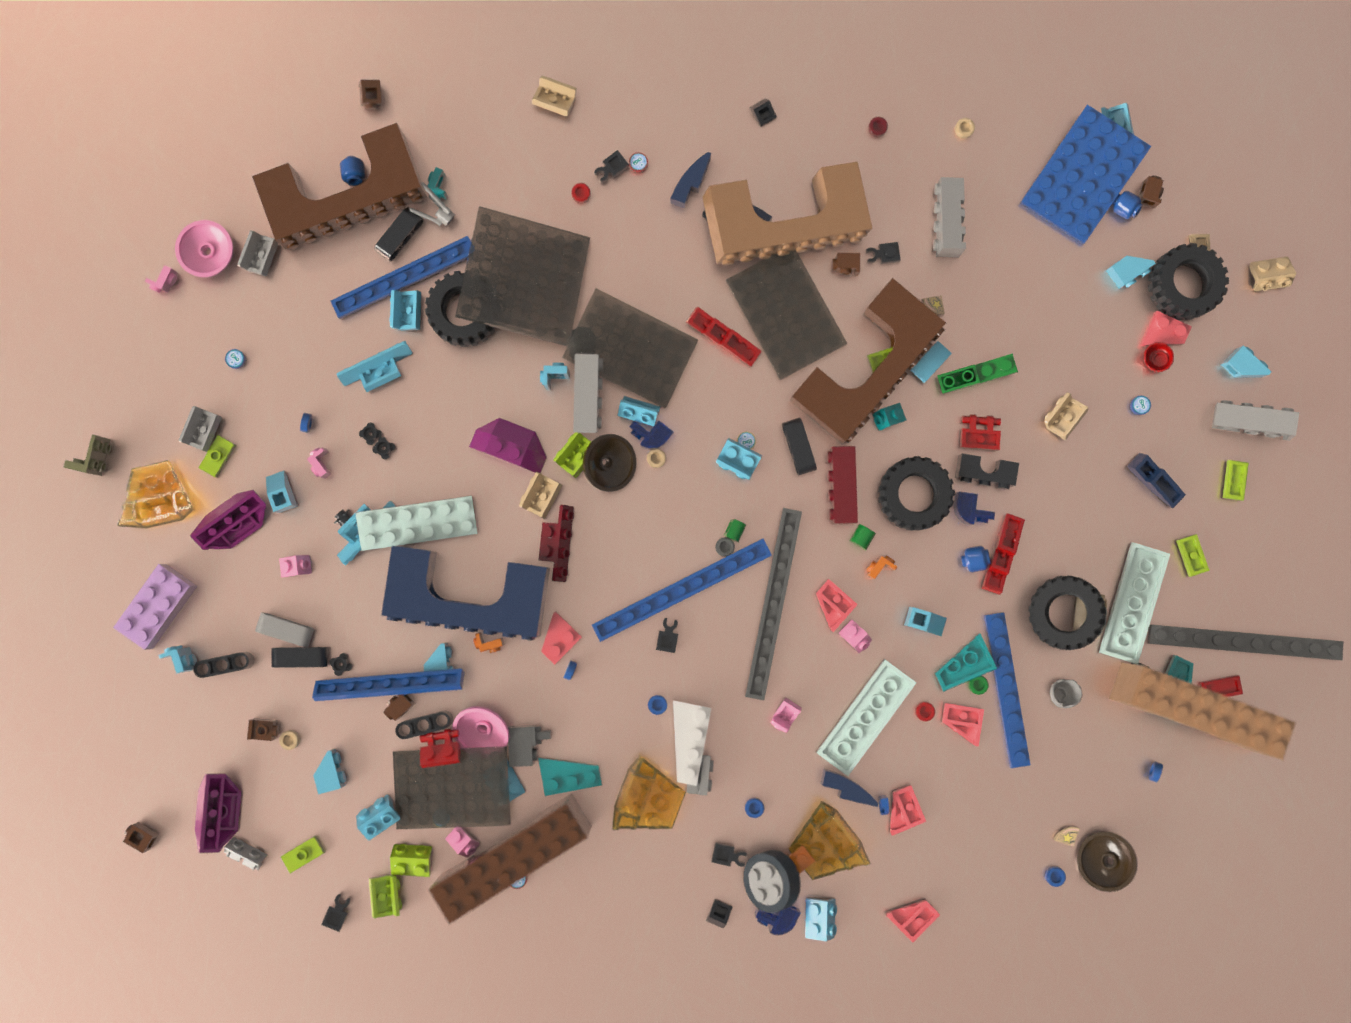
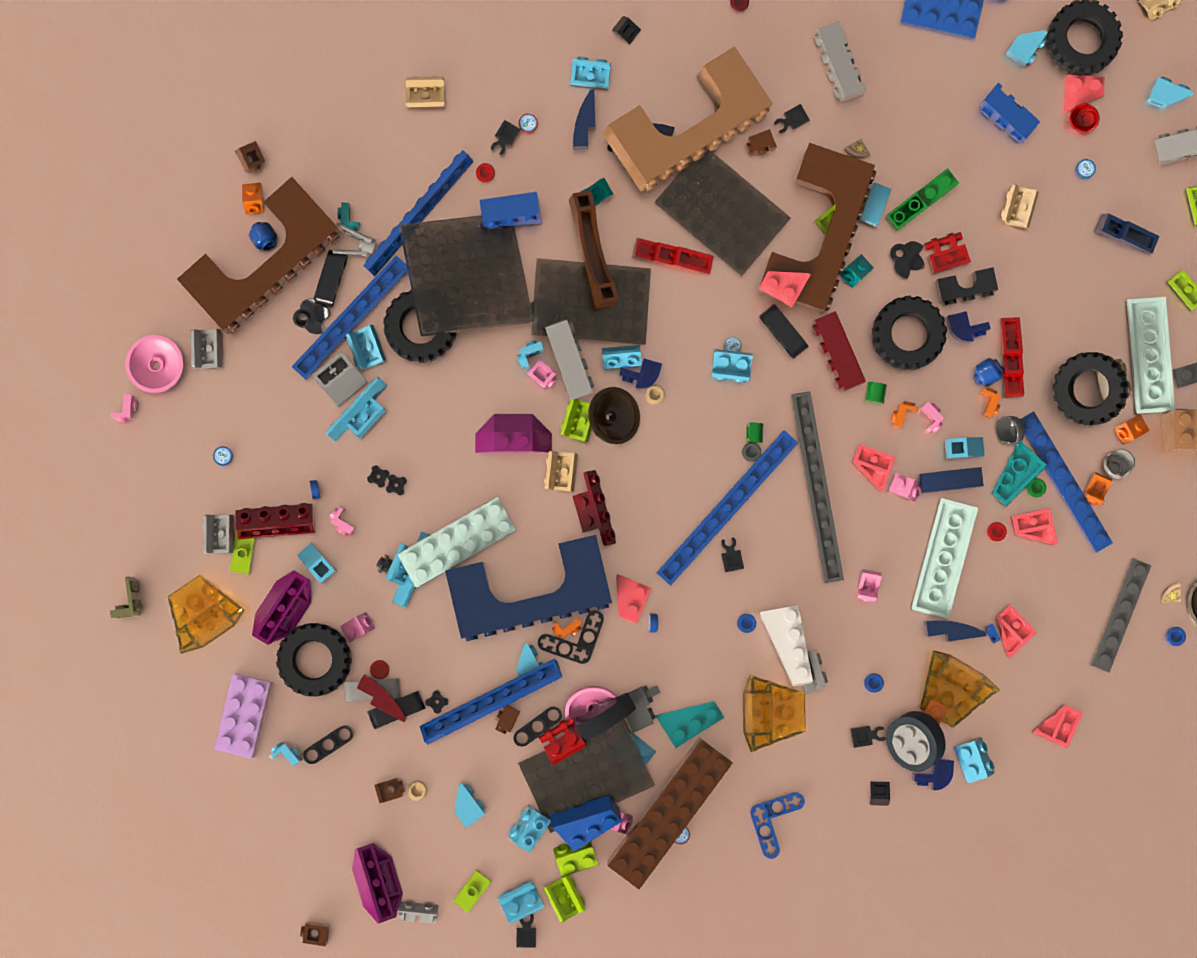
camera: 25 degrees left, 0 degrees up
(215, 580) = (287, 659): none -> black tyre
(257, 437) = (275, 521): none -> dark red brick
(287, 641) = (381, 697): none -> dark red slope
(300, 613) = (379, 669): none -> red tile
(343, 883) = (521, 902): none -> medium azure bracket
(354, 131) = (252, 198): none -> orange bracket
(369, 328) = (339, 378): none -> light grey slope
(370, 262) = (313, 314): none -> black plate
(431, 835) = (587, 822): none -> blue wedge
(487, 741) = (604, 716): none -> black slope
(496, 663) = (581, 645): none -> black beam
(506, 203) = (419, 211): none -> blue plate
(559, 399) = (542, 374): none -> bright pink bracket
(589, 234) = (511, 210): none -> blue wedge
(608, 892) = (768, 814): none -> blue beam
(647, 314) = (599, 277): none -> reddish brown arch
(675, 251) = (600, 191): none -> teal bracket
(714, 137) = (590, 73): none -> medium azure bracket
(816, 402) = (784, 285): none -> coral wing
(901, 646) = (951, 480): none -> dark blue slope
(909, 578) = (932, 411): none -> bright pink bracket
(943, 425) = (910, 260): none -> black plate
(966, 593) = (992, 407): none -> orange bracket
(975, 621) = (1010, 430): none -> dark grey hair
(1011, 836) = (1120, 615): none -> dark grey plate
(1036, 708) = (1097, 488): none -> orange bracket
(1088, 325) = (1009, 114): none -> blue wedge
(1089, 665) = (1132, 429): none -> orange bracket

